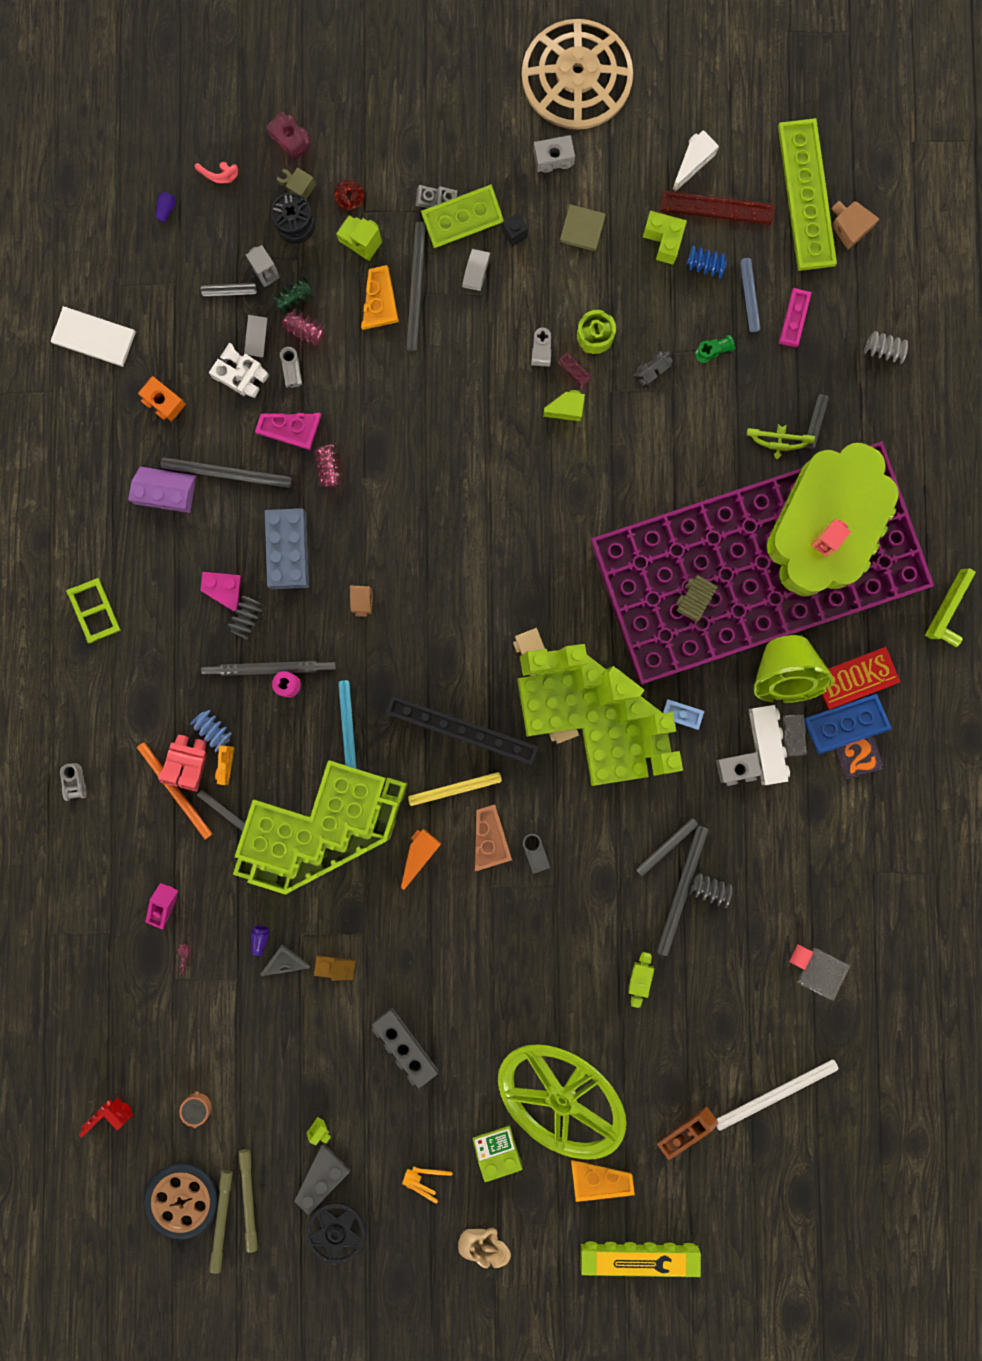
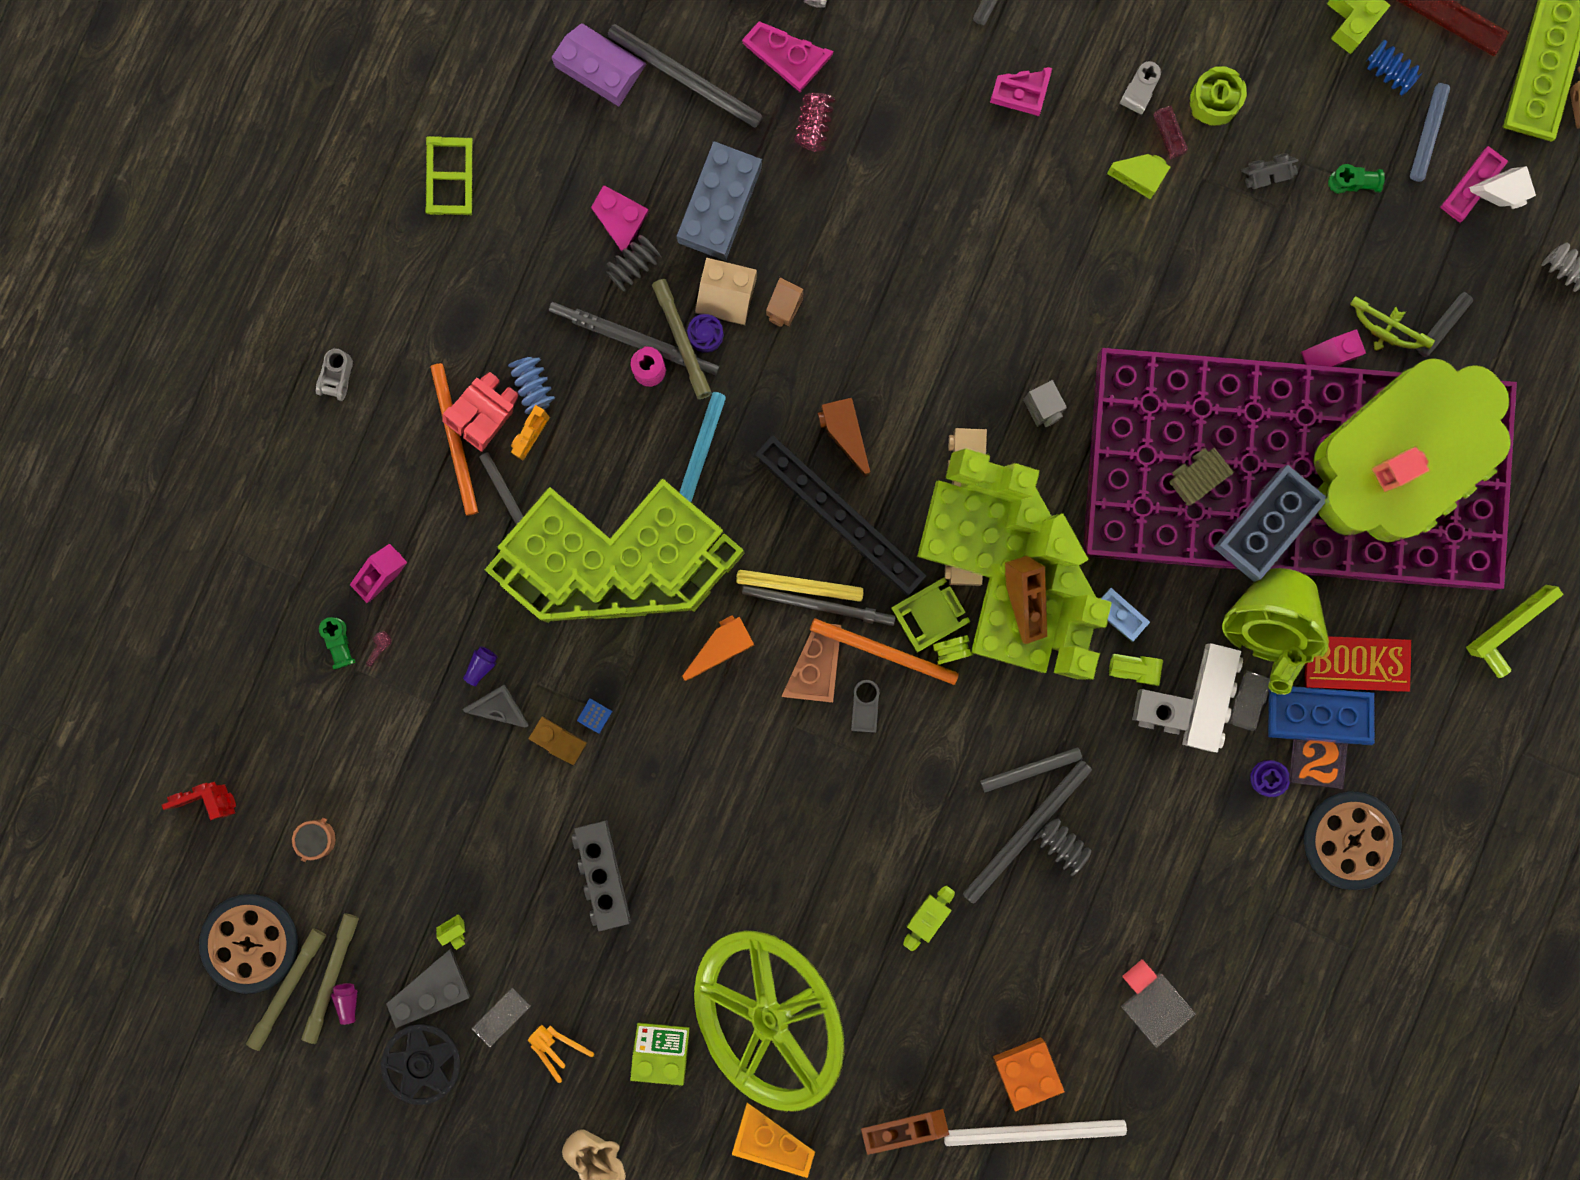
camera: 20 degrees right, 0 degrees up
(153, 965) = (337, 643): none -> green connector
(264, 1211) = (345, 1000): none -> magenta cone
(275, 628) = (696, 376): none -> olive piece
(316, 643) = (705, 333): none -> dark purple wheel
(317, 609) = (726, 291): none -> tan slope
(352, 939) = (594, 716): none -> blue tile
(377, 1175) = (501, 1017): none -> clear slope
(438, 668) = (843, 428): none -> dark orange slope
(461, 384) = (1022, 91): none -> dark pink wing
(510, 789) = (868, 615): none -> dark grey bar
(531, 809) = (884, 651): none -> orange piece
(555, 768) = (934, 613): none -> lime container
(569, 593) = (1045, 404): none -> light grey brick
(578, 788) = (952, 649): none -> lime wheel
(614, 732) = (1028, 597): none -> dark orange slope
(712, 746) = (1142, 669): none -> lime piece
(750, 472) = (1335, 350): none -> dark pink slope
(754, 1057) = (1028, 1074): none -> orange brick
(757, 610) = (1270, 523): none -> sand blue brick
(811, 705) = (1286, 670): none -> lime piece
(819, 311) = (1507, 188): none -> white slope
(831, 782) = (1270, 778): none -> dark purple wheel
(897, 825) = (1329, 866): none -> wedge

